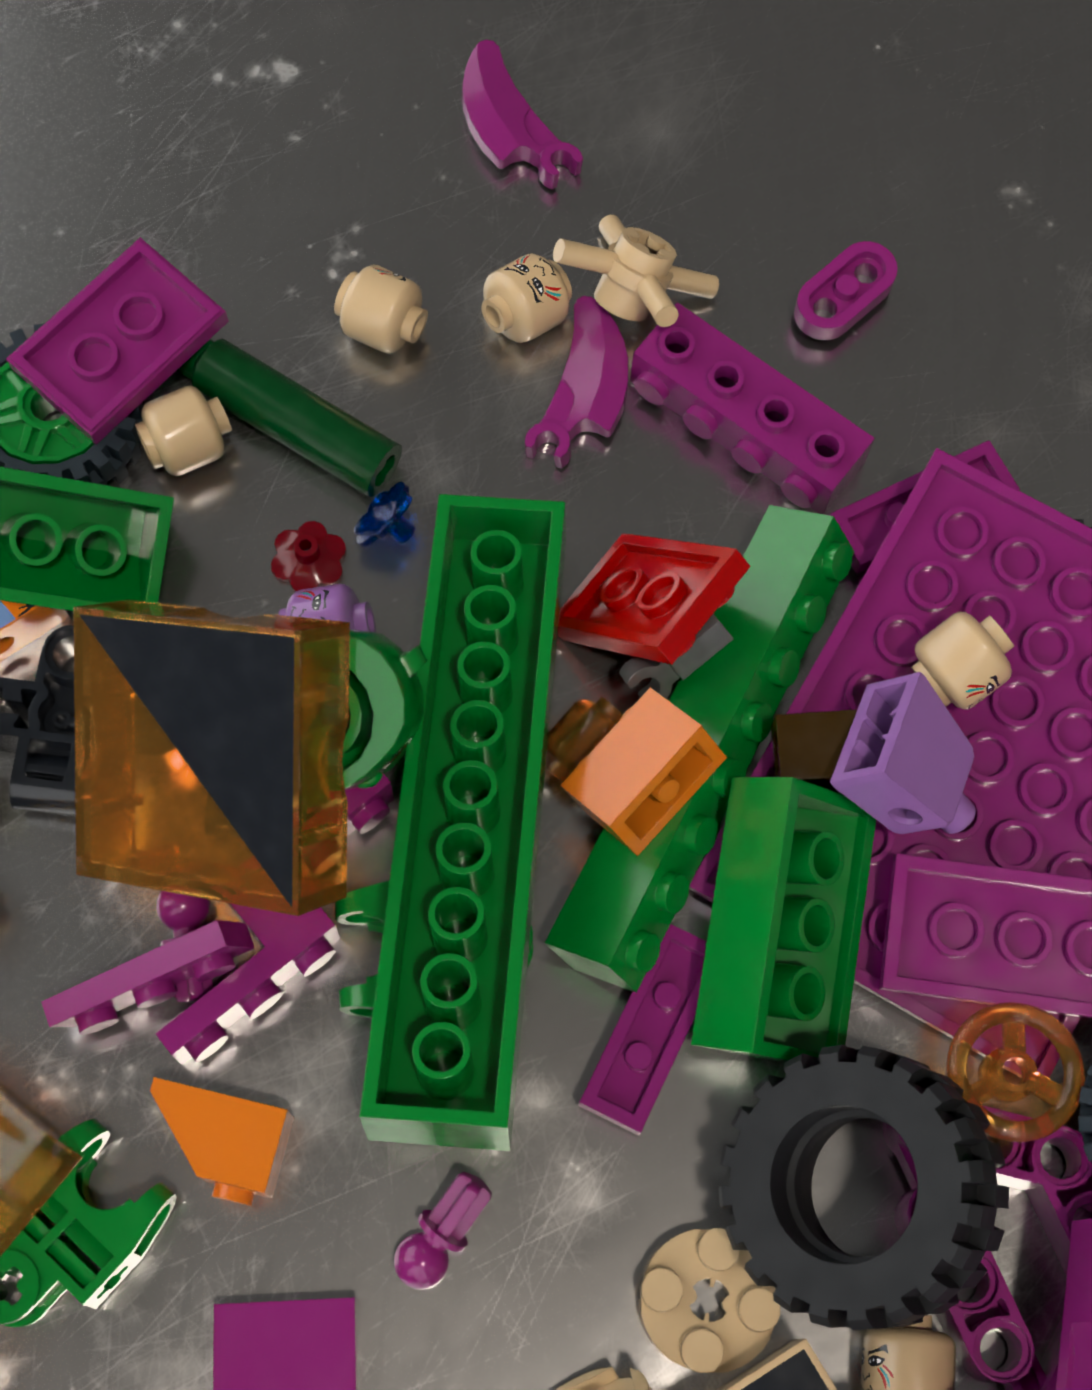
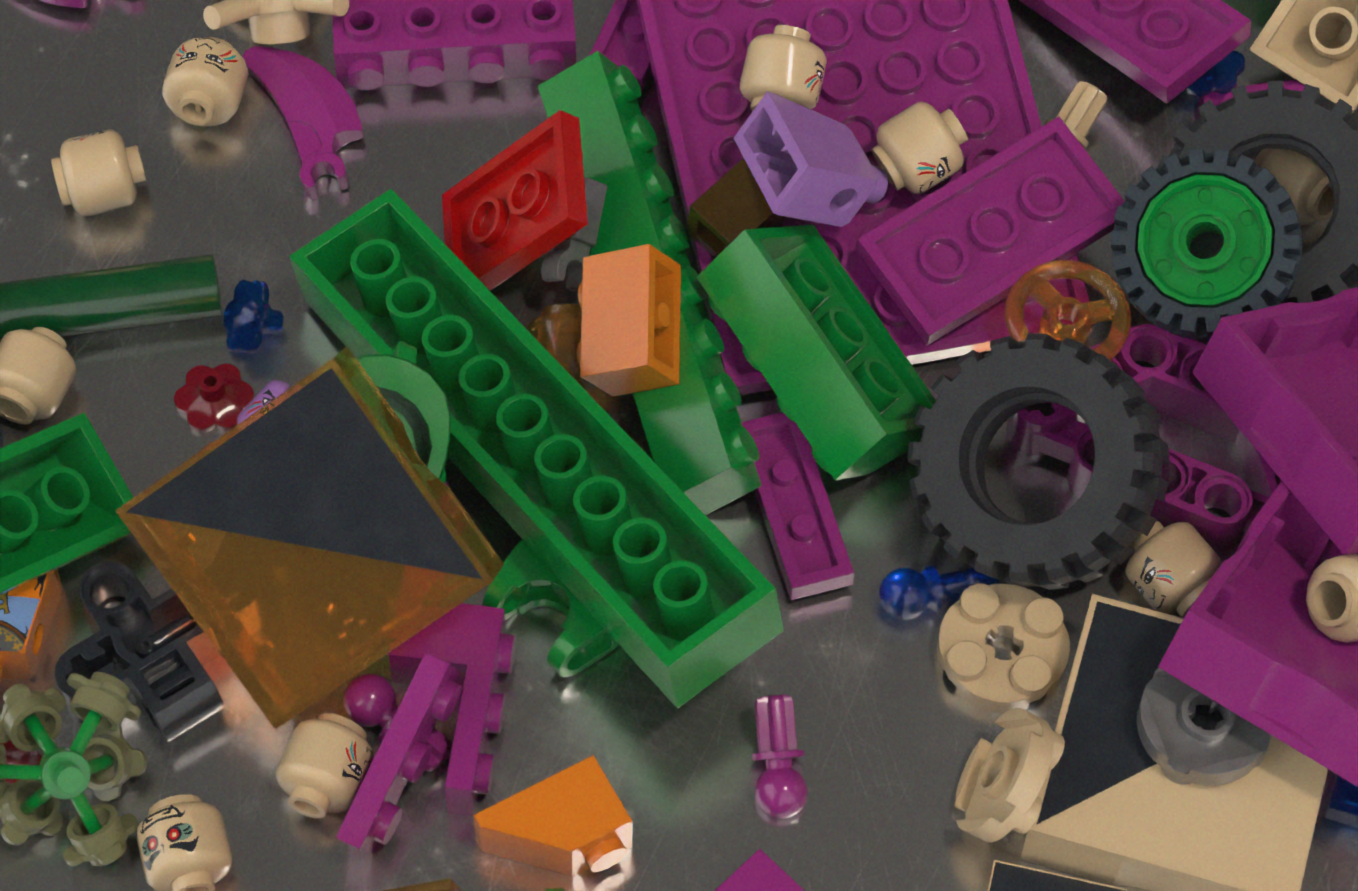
camera: 40 degrees left, 10 degrees down
(99, 929) = (324, 765): none -> tan head
(672, 1187) = (908, 593): none -> clear blue bar
(1021, 818) = (920, 147): none -> tan head

